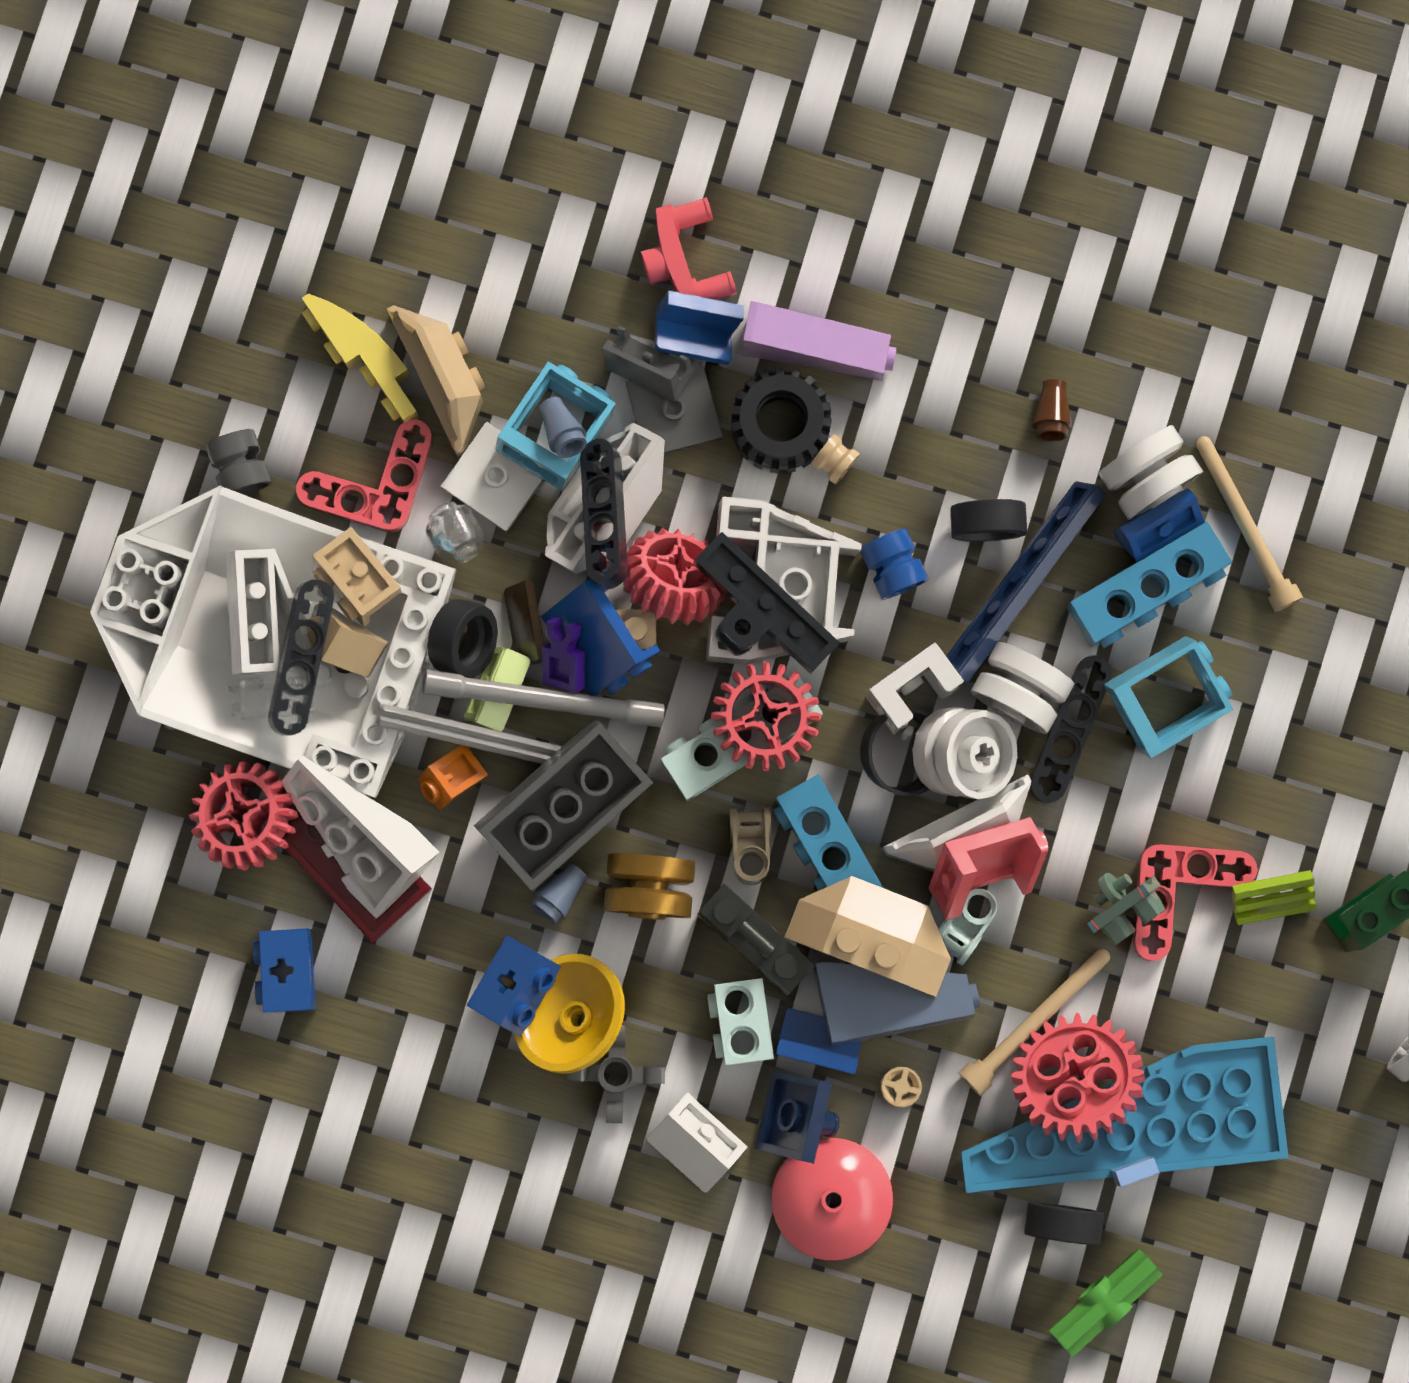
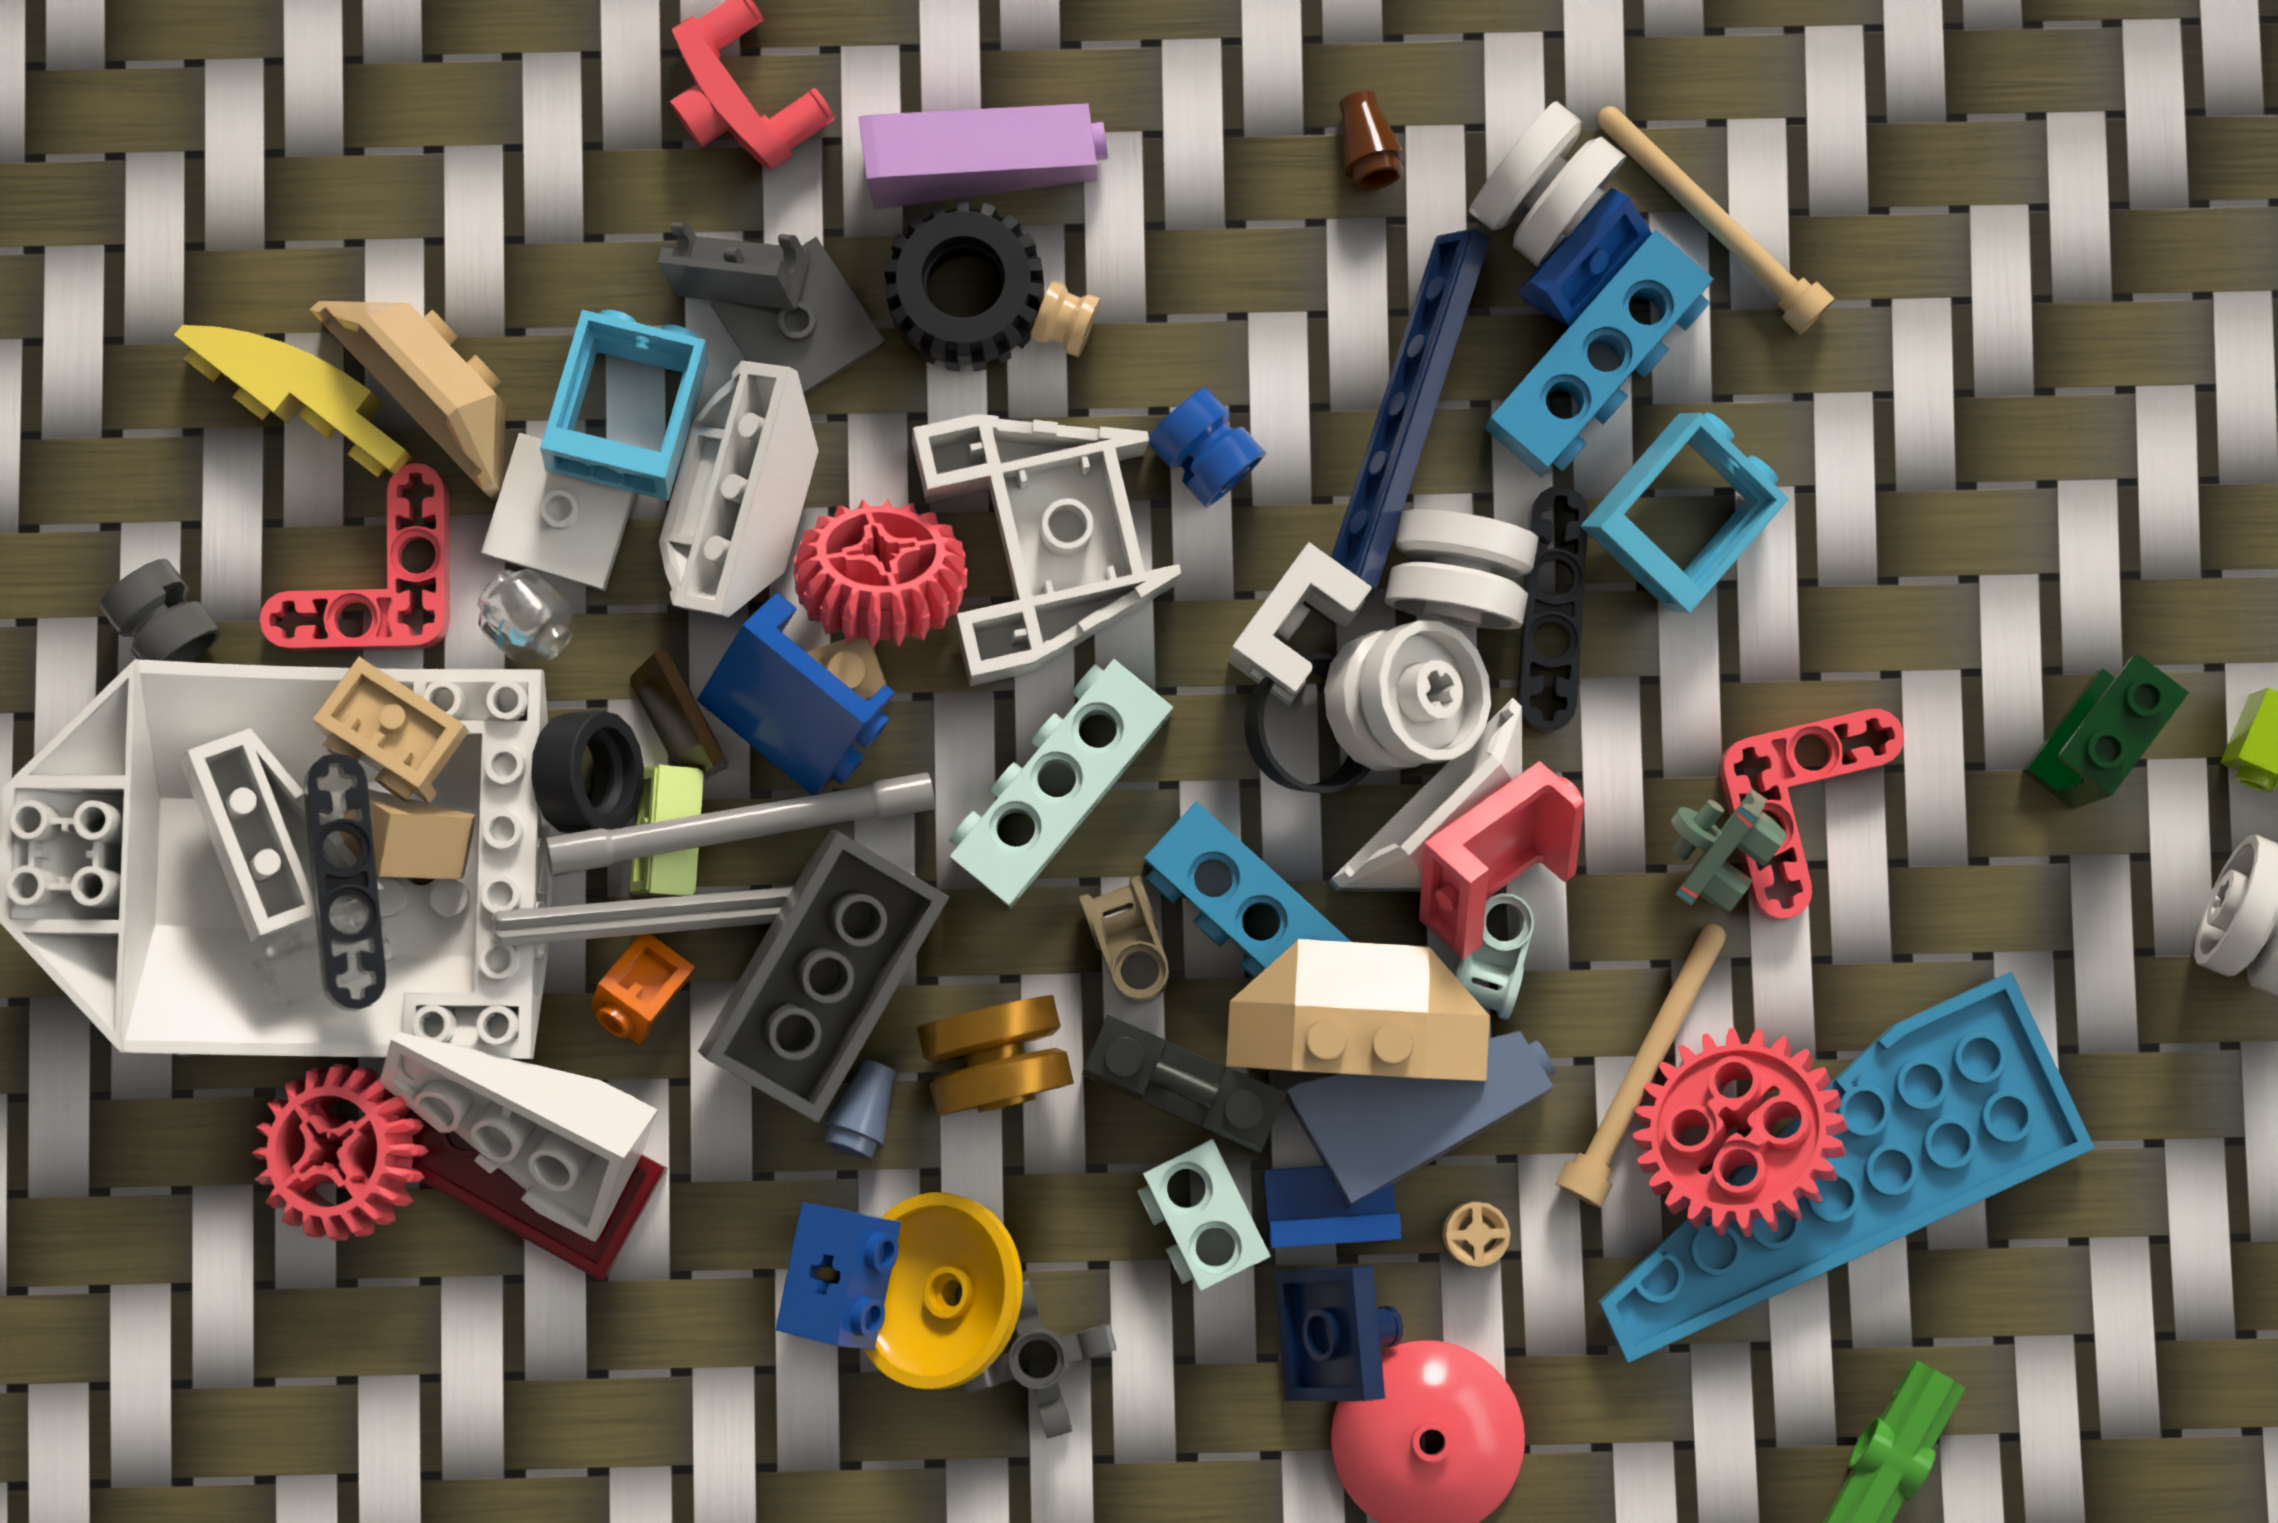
camera: 20 degrees left, 0 degrees up
(299, 989) = (511, 1388): blue brick -> none
(561, 662) = (750, 757): dark purple plate -> none
(562, 429) = (637, 405): sand blue cone -> none
(608, 512) = (733, 515): black beam -> none
(696, 327) = (791, 186): blue panel -> none
(696, 1143) = (1195, 1422): white panel -> none
(761, 607) = (1026, 576): black plate -> none
(776, 750) = (1055, 694): coral gear -> none
(988, 520) = (1327, 334): black tyre -> none
(1064, 1223) = (1792, 1360): black tyre -> none
(1135, 1171) = (1873, 1246): light blue tile -> none
(1274, 903) = (1943, 770): lime tile -> none

